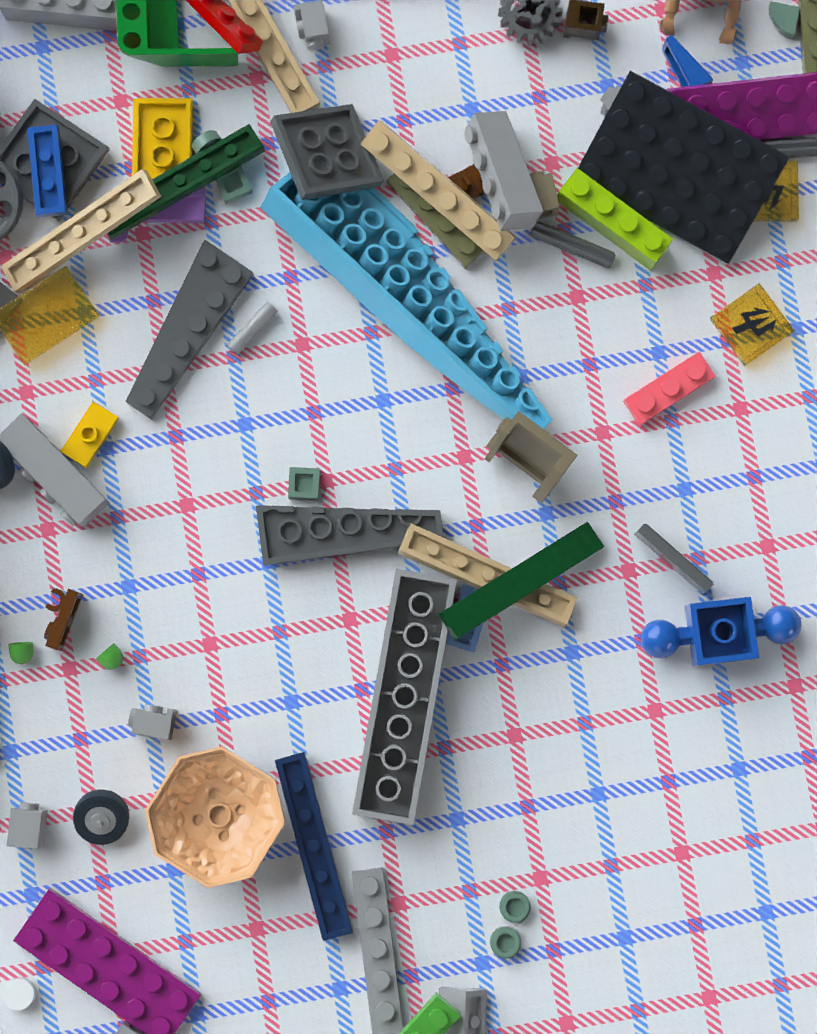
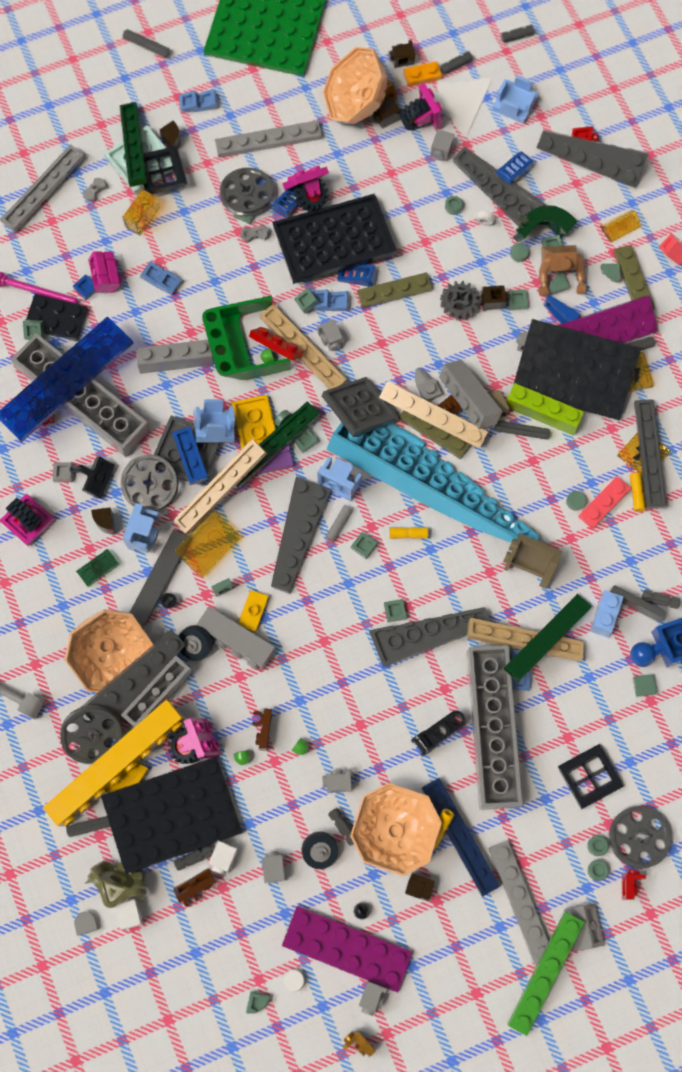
camera: 15 degrees left, 10 degrees down
(51, 388) = (222, 587): none -> sand green tile
(96, 126) = (213, 422): none -> light blue panel
(143, 783) = (341, 824): none -> dark grey axle
(148, 915) = (366, 909): none -> black hinge
(207, 37) = (267, 355): none -> bright green hinge
(235, 905) = (419, 887): none -> dark brown panel
(267, 258) = (339, 478): none -> light blue panel
(282, 371) = (364, 545): none -> sand green tile
(293, 819) = (445, 817): none -> yellow piece
(305, 688) = (429, 737): none -> black piece
(358, 368) = (404, 532): none -> yellow piece
(443, 139) = (427, 385): none -> light grey plate
(538, 829) = (582, 760): none -> black piece
(543, 980) = (629, 888): none -> red bracket
(589, 922) = (644, 828): none -> dark grey wedge
(622, 31) = (517, 300): none -> sand green tile
(622, 563) = (606, 613): none -> light blue brick
(626, 375) = (576, 500): none -> sand green tile
(651, 685) = (644, 685): none -> sand green tile
(695, 19) = (559, 283): none -> sand green tile
(713, 559) = (661, 599): none -> dark grey axle
(725, 380) = (637, 488): none -> yellow piece
(760, 328) = (650, 454): none -> dark grey tile

